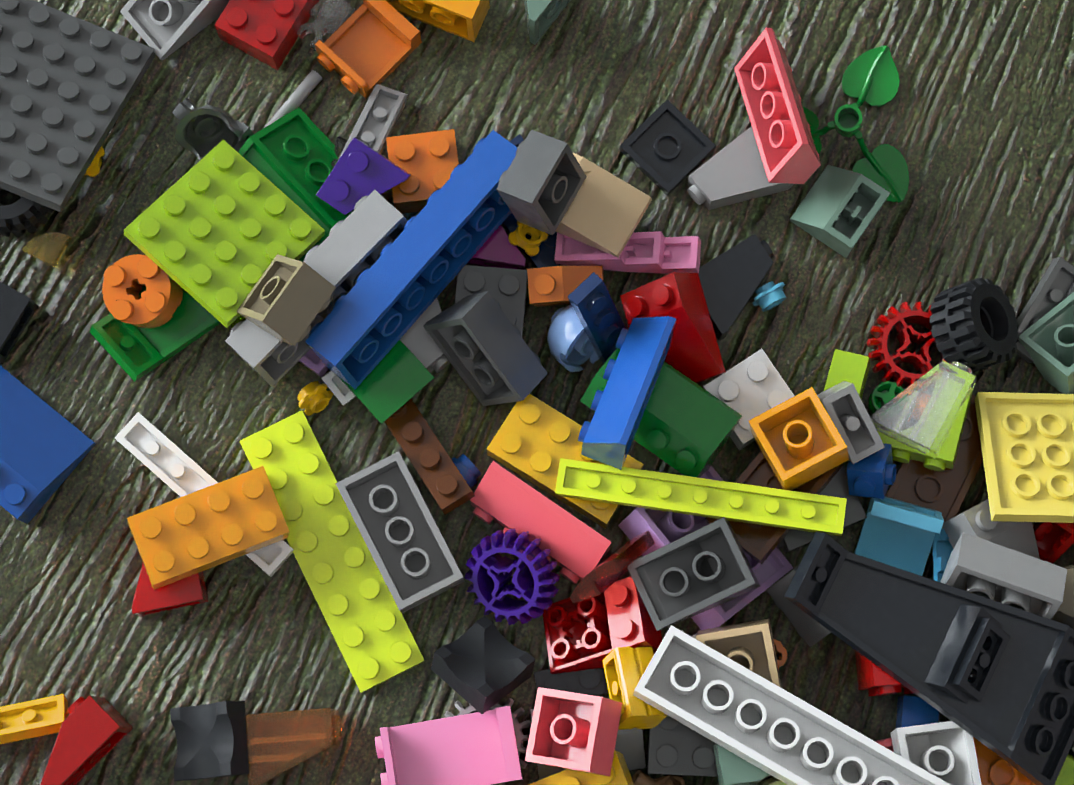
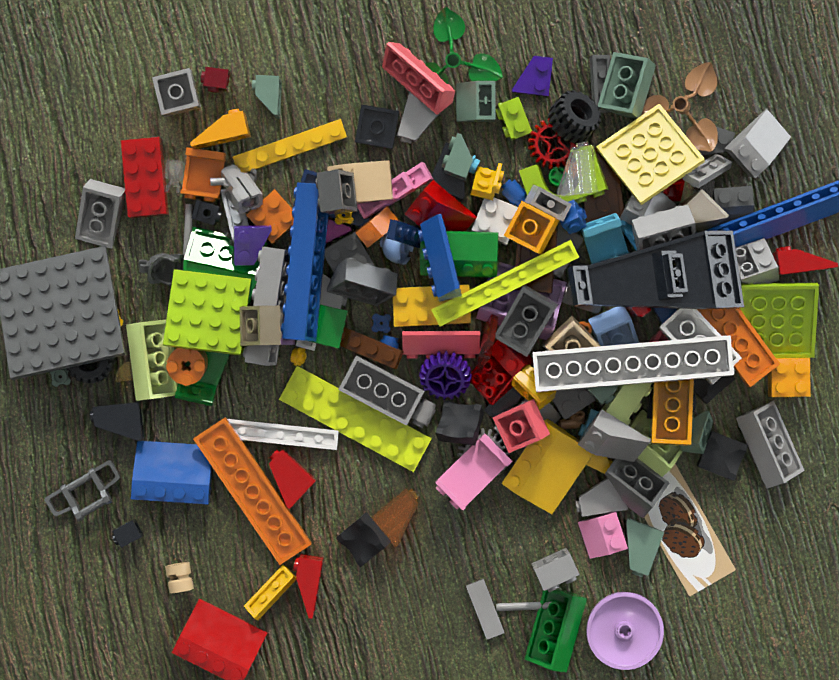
camera: 30 degrees left, 10 degrees up
(91, 245) = (150, 360): none -> yellowish green slope
(99, 549) = (252, 491): none -> orange plate
(208, 527) = (296, 448): light orange brick -> none
(322, 91) = (198, 213): none -> black brick
(406, 95) = (241, 187): none -> light grey piece
(439, 613) = (423, 413): none -> light grey brick
(469, 425) = (377, 319): none -> blue plate
(520, 92) = (290, 146): none -> yellow plate
(755, 267) = (459, 160): none -> sand green slope
(775, 334) = (487, 182): none -> yellow bracket
(804, 373) = (514, 192): none -> blue brick
(822, 680) = (613, 327): none -> light blue slope
(878, 272) = (513, 118): none -> lime bracket
(950, 236) = (535, 78): none -> dark purple wing

